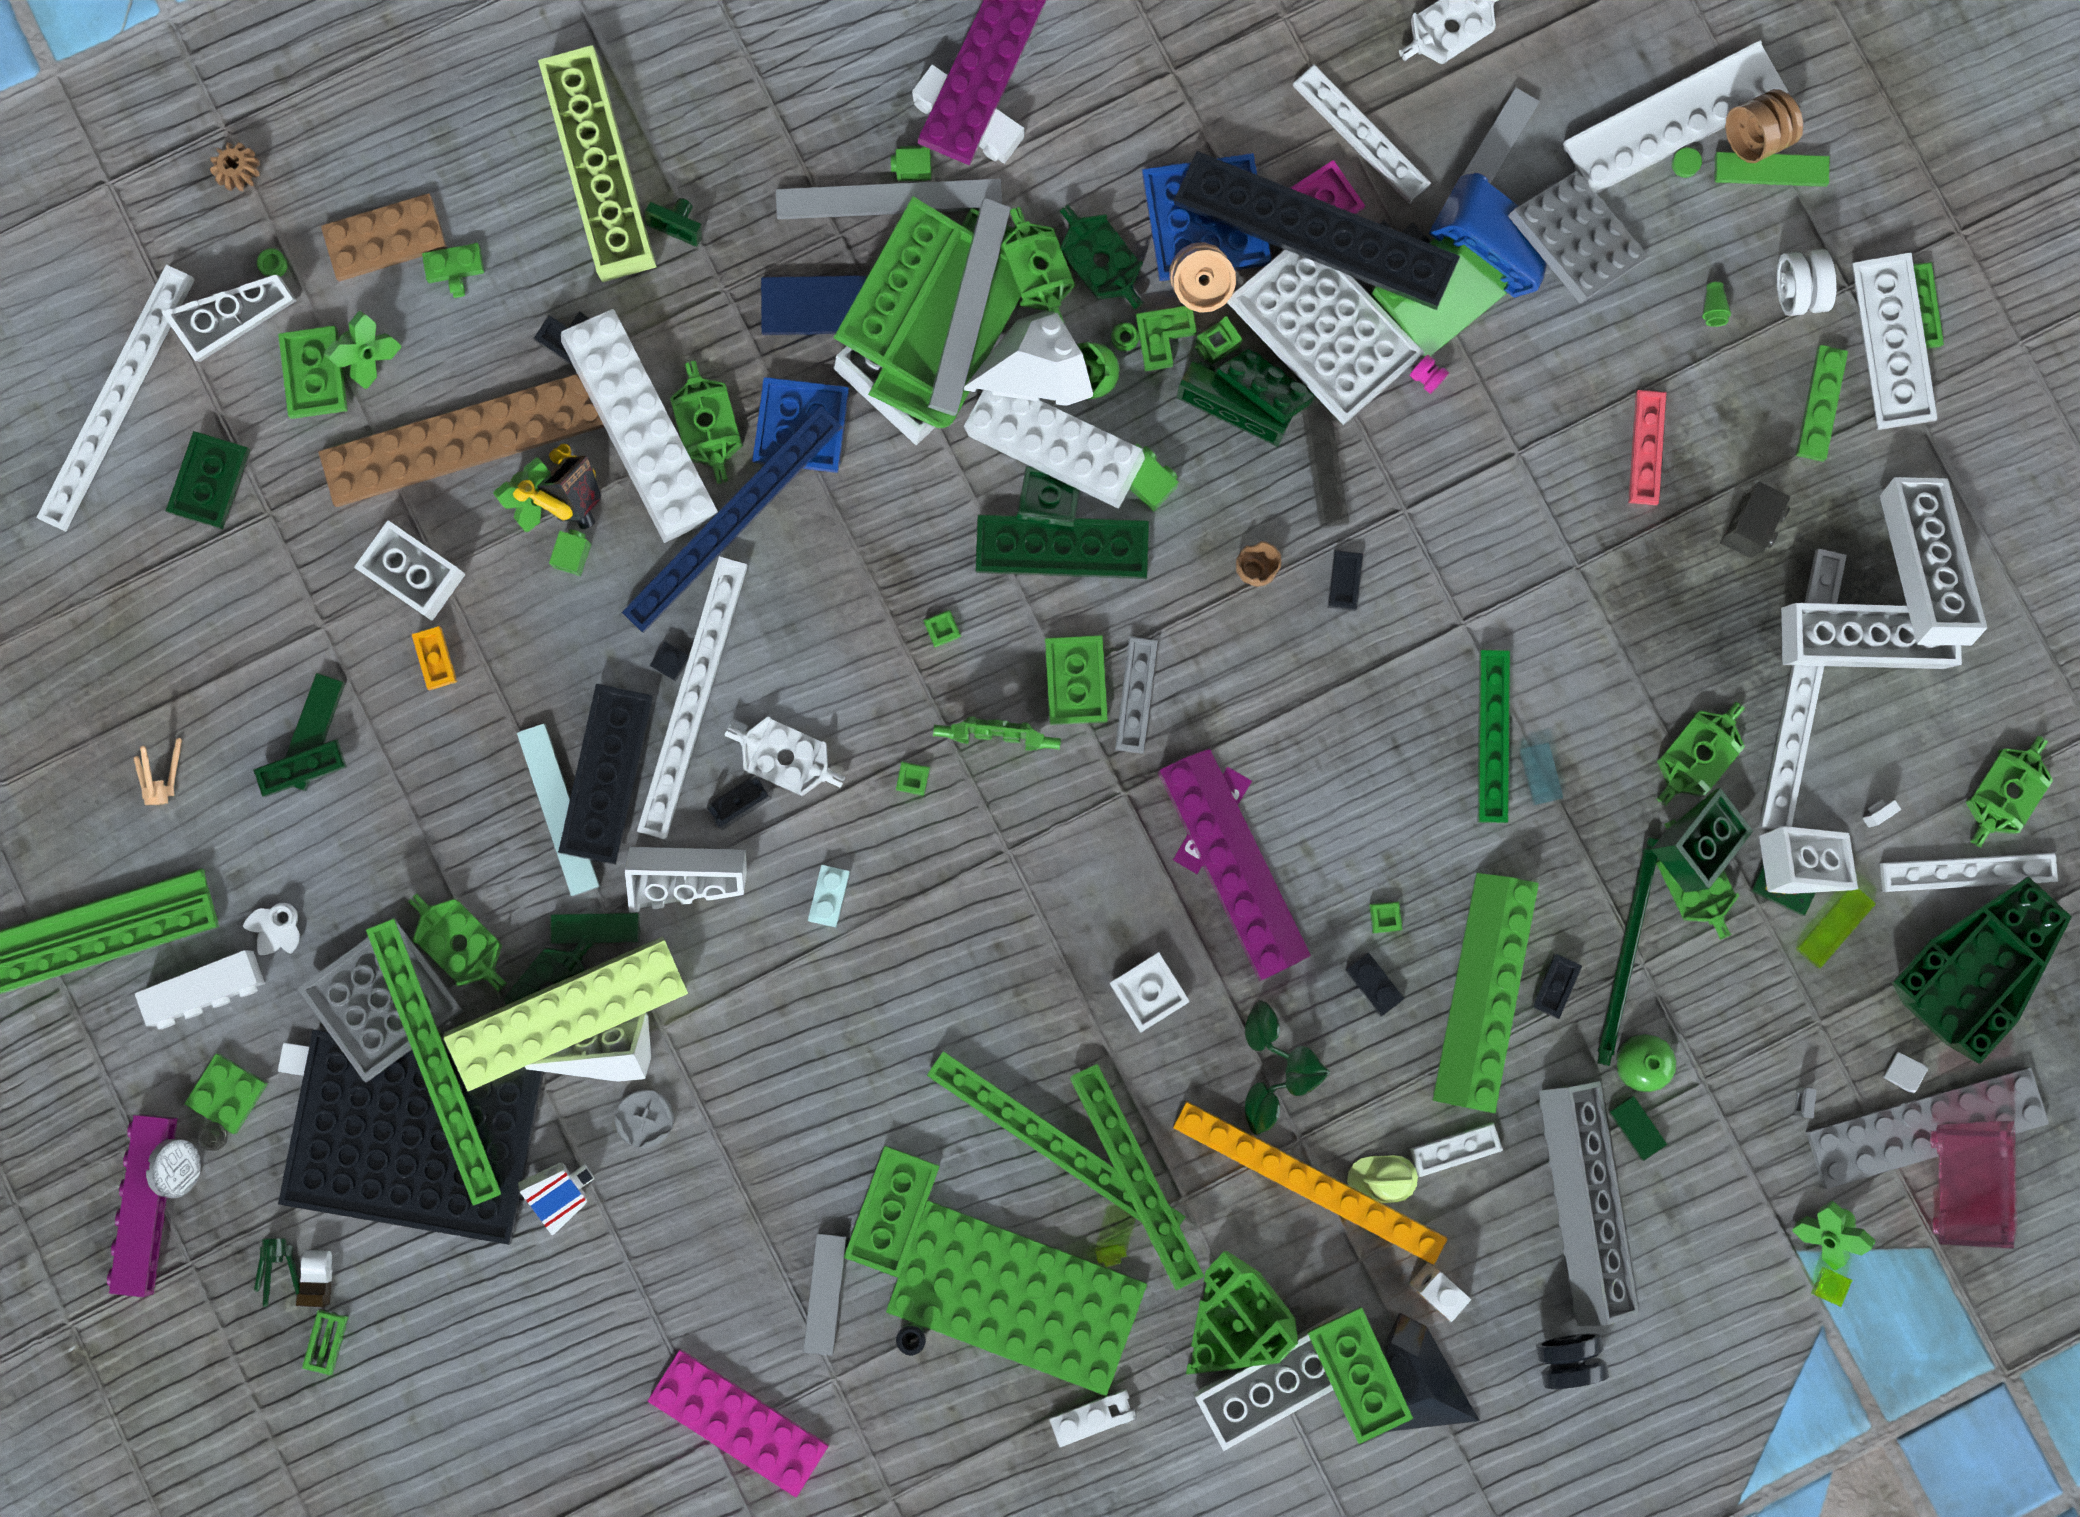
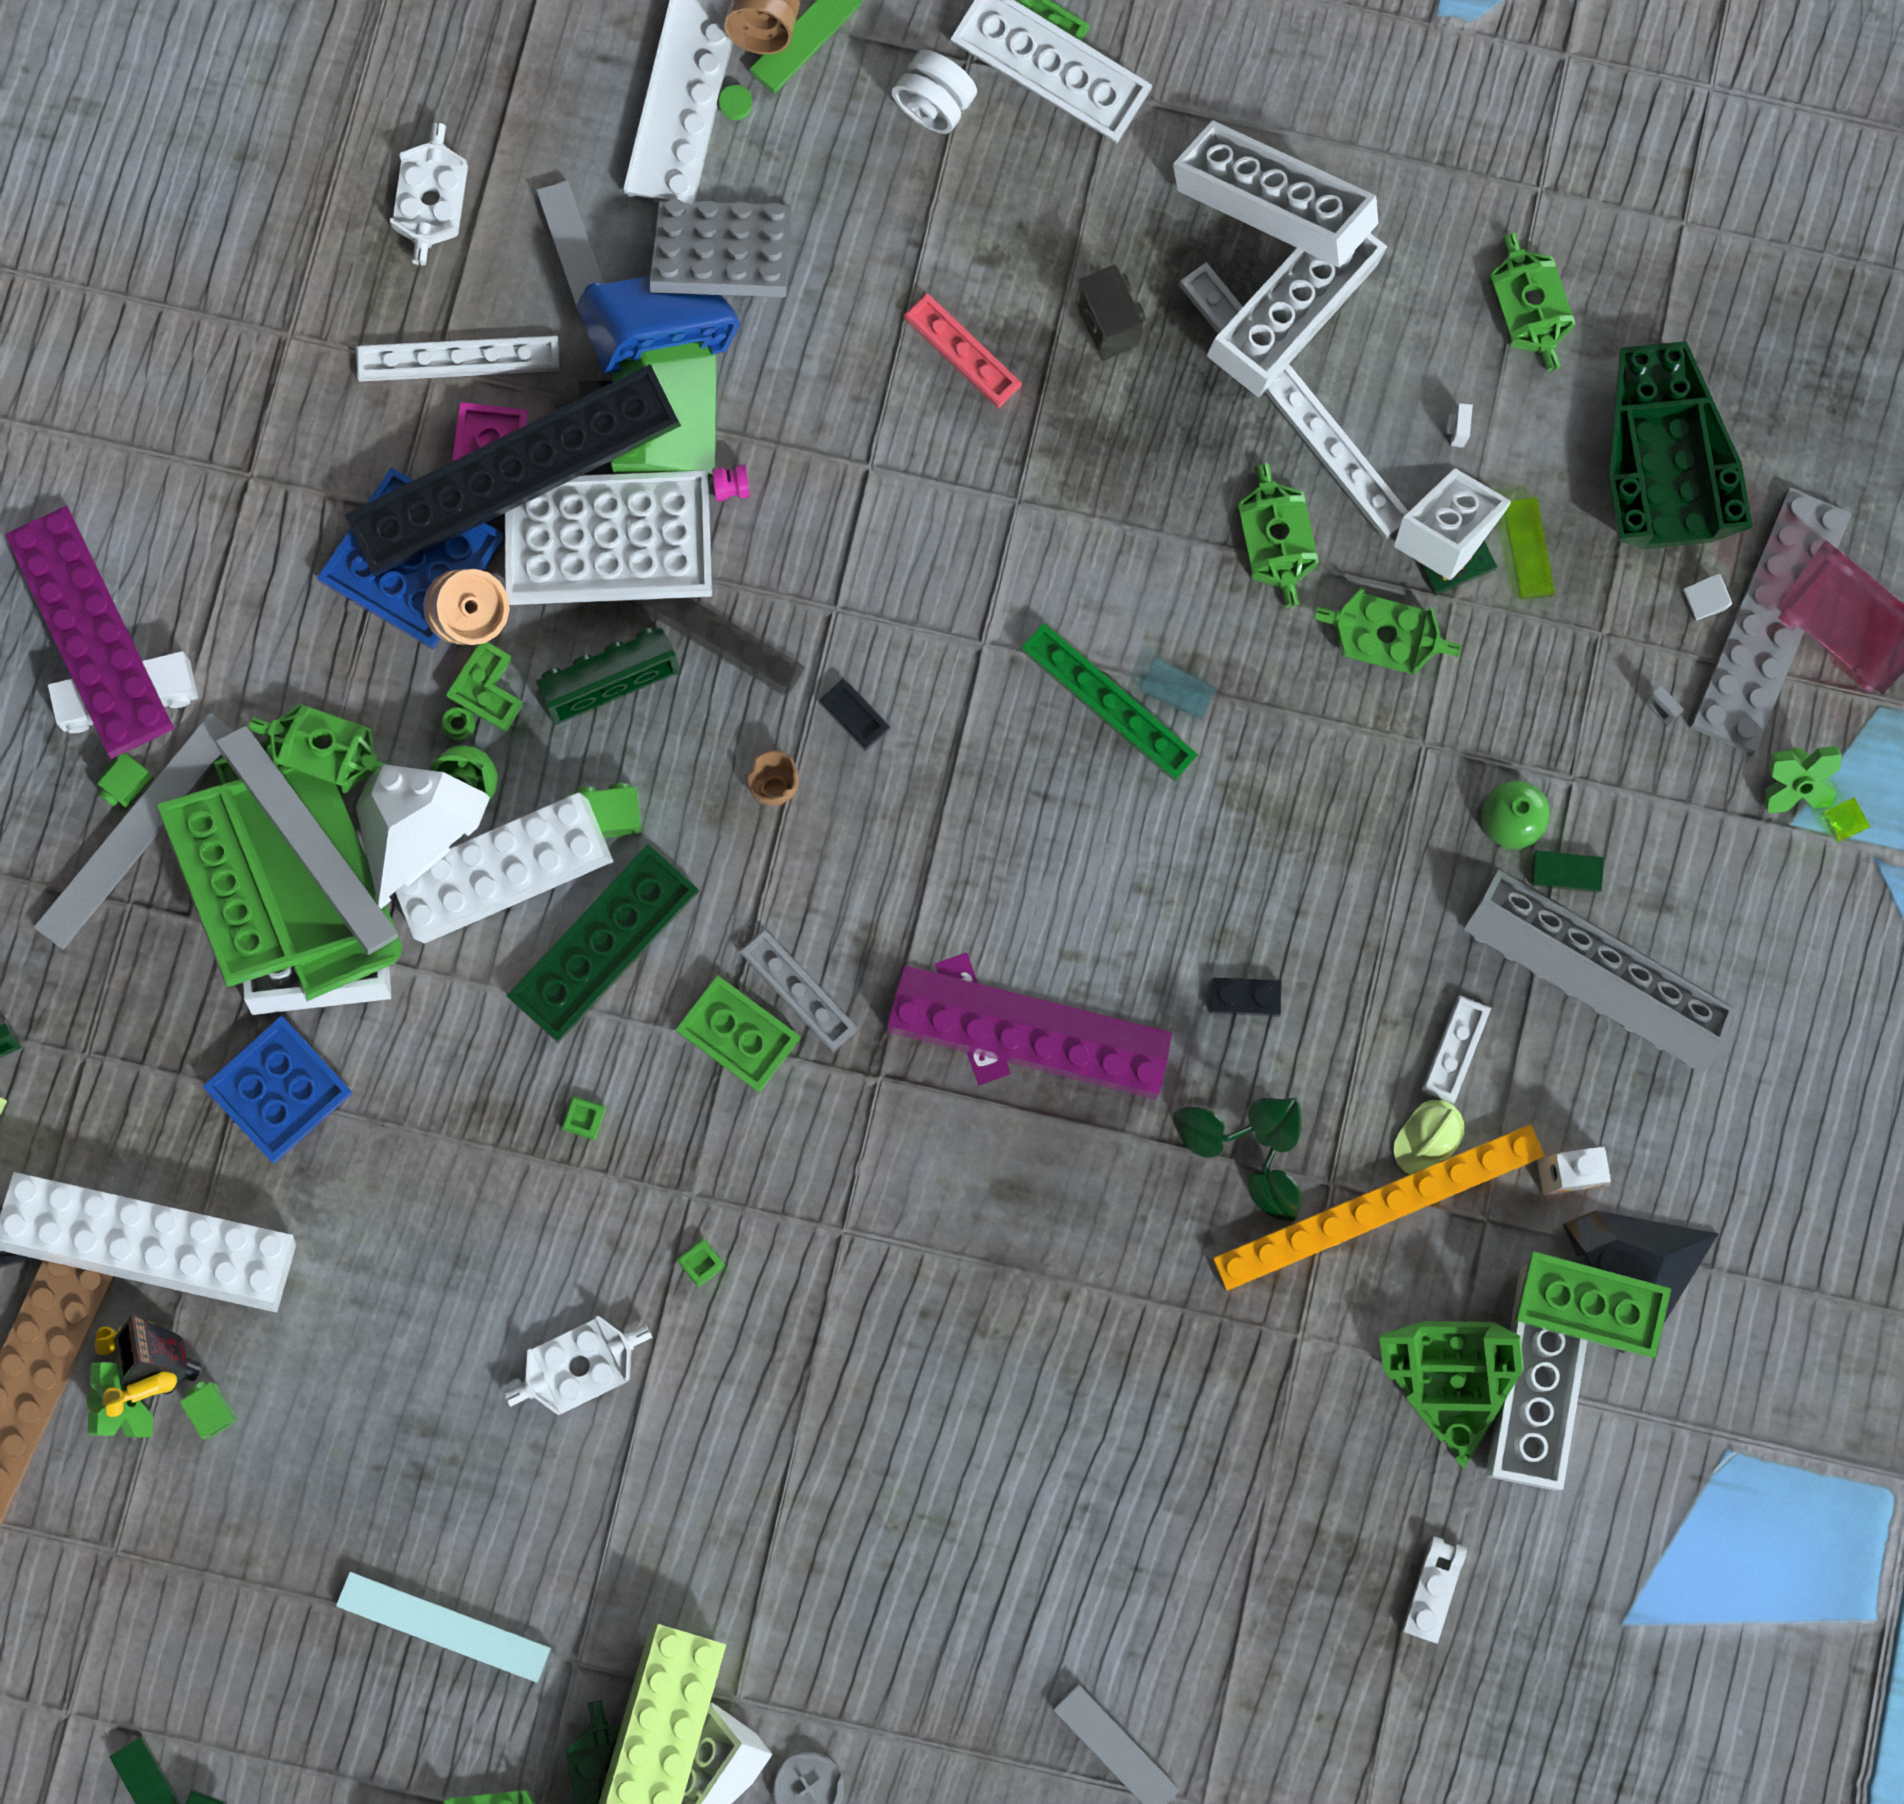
camera: 55 degrees left, 5 degrees down
(409, 570) = (90, 1580): white brick -> none
(434, 658) = (195, 1627): light orange plate -> none
(595, 928) = (587, 1685): dark green tile -> none
(605, 774) = (450, 1552): black plate -> none
(669, 661) = (394, 1401): black plate -> none
(682, 875) = (608, 1557): white wedge -> none
(692, 698) = (448, 1408): white plate -> none
(708, 444) = (224, 1183): bright green plate -> none
(732, 519) = (312, 1229): dark blue plate -> none
(738, 802) = (584, 1446): black hinge -> none
(806, 303) = (169, 987): dark blue tile -> none
(829, 896) = (744, 1434): light aqua plate -> none
(891, 1211) = (1090, 1620): bright green plate -> none
(907, 1347) = (1236, 1703): black brick -> none
(986, 728) = (714, 1153): bright green plate -> none
(1017, 1298) = (1265, 1569): bright green plate -> none
(1034, 1131) = (1154, 1413): bright green plate -> none
(1047, 499) = (547, 919): dark green tile -> none
(1093, 236) = (340, 671): dark green plate -> none
(1111, 1254) = (1297, 1445): clear neon green plate -> none
(1136, 1177) = (1245, 1360): bright green plate -> none
(1149, 992) = (1084, 1208): white plate -> none
(1218, 341) = (536, 643): bright green window -> none
(1265, 385) = (615, 635): dark green plate -> none
(1385, 917) = (1192, 936): bright green tile -> none
(1485, 992) = (1335, 903): bright green slope -> none
(1556, 986) = (1381, 836): black plate -> none
(1572, 1361) = (1731, 1103): black wheel -> none
(1627, 954) = (1402, 747): dark green piece -> none
(1703, 842) = (1359, 598): dark green slope -> none
(1716, 307) = (888, 186): bright green cone -> none
(1821, 403) = (1052, 170): bright green plate -> none
(1968, 872) = (1573, 396): white tile -> none

